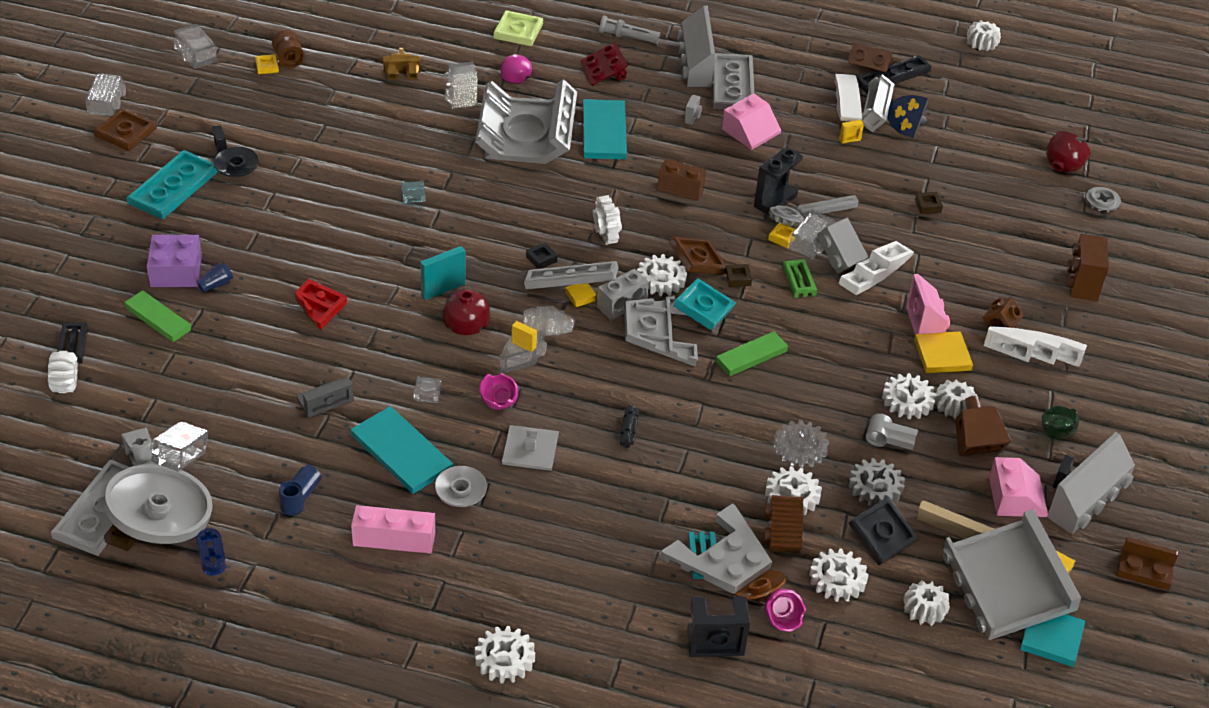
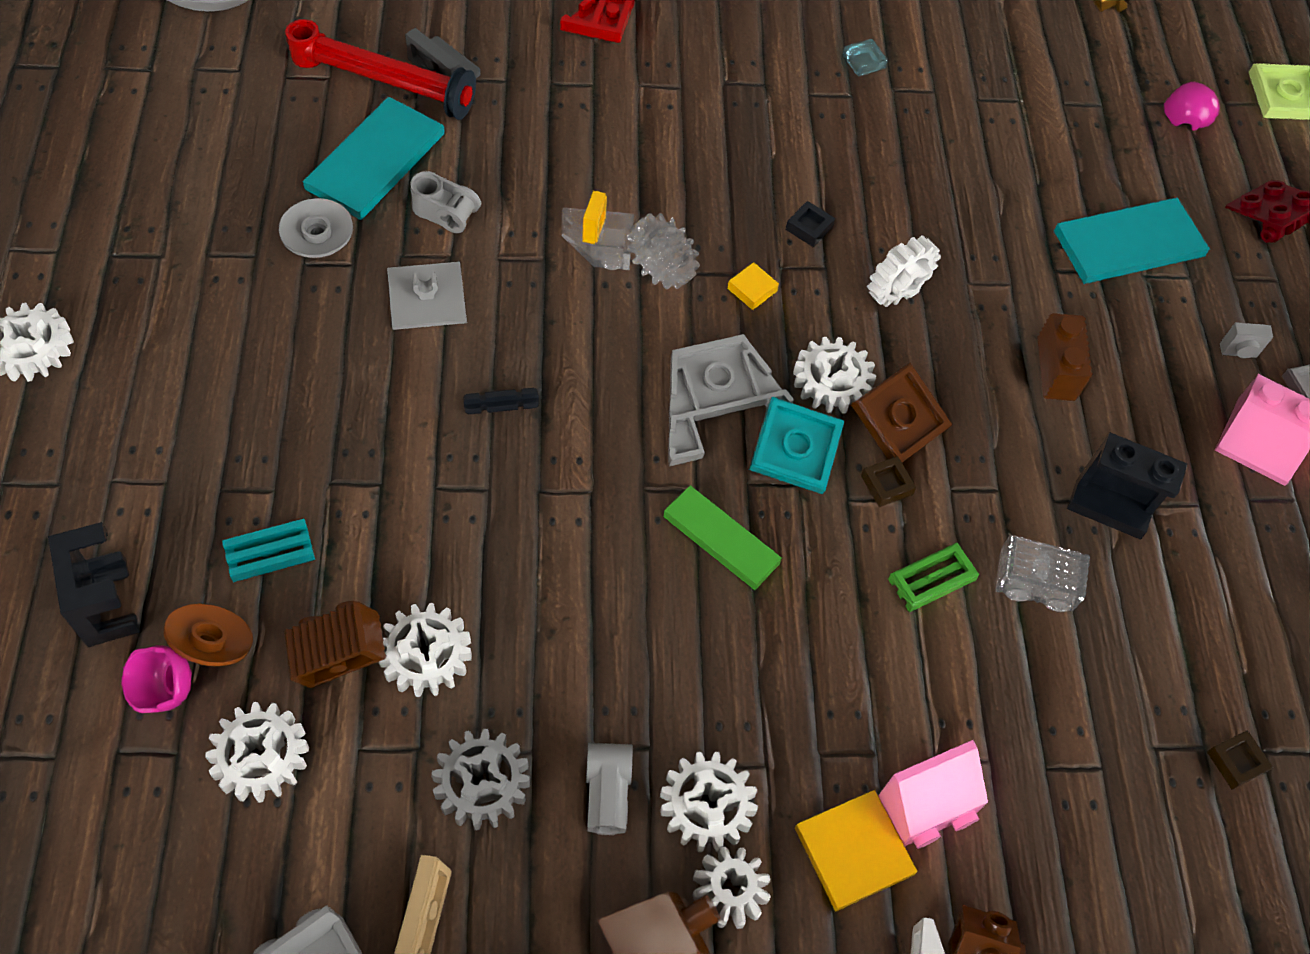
camera: 70 degrees right, 15 degrees up
(206, 552) = (155, 24): clear blue beam -> none
(283, 458) = (311, 47): none -> red piece
(295, 492) = (256, 71): dark blue piece -> none
(393, 529) = (218, 176): bright pink brick -> none
(427, 389) = (493, 158): clear plate -> none
(443, 273) = (698, 110): teal tile -> none
(462, 85) = (1097, 44): clear brick -> none
(462, 419) = (442, 201): none -> light grey piece
(466, 312) = (651, 163): dark red cylinder -> none
(498, 391) = (502, 226): dark pink hair -> none
(524, 126) = (1067, 132): light grey panel -> none
(571, 275) = (768, 258): light grey tile -> none
(614, 294) = (768, 328): light grey brick -> none
(729, 562) = (255, 589): light grey wing -> none
(781, 235) = (1027, 526): yellow tile -> none
(786, 215) = (1076, 522): light grey gear -> none
(801, 443) = (529, 660): clear gear -> none
(829, 206) = (1134, 589): light grey axle -> none
(842, 245) = (1023, 618): light grey brick -> none
(876, 268) = (1019, 697): white slope -> none
(883, 530) = (371, 808): black tile -> none
(926, 603) = (202, 909): white gear -> none

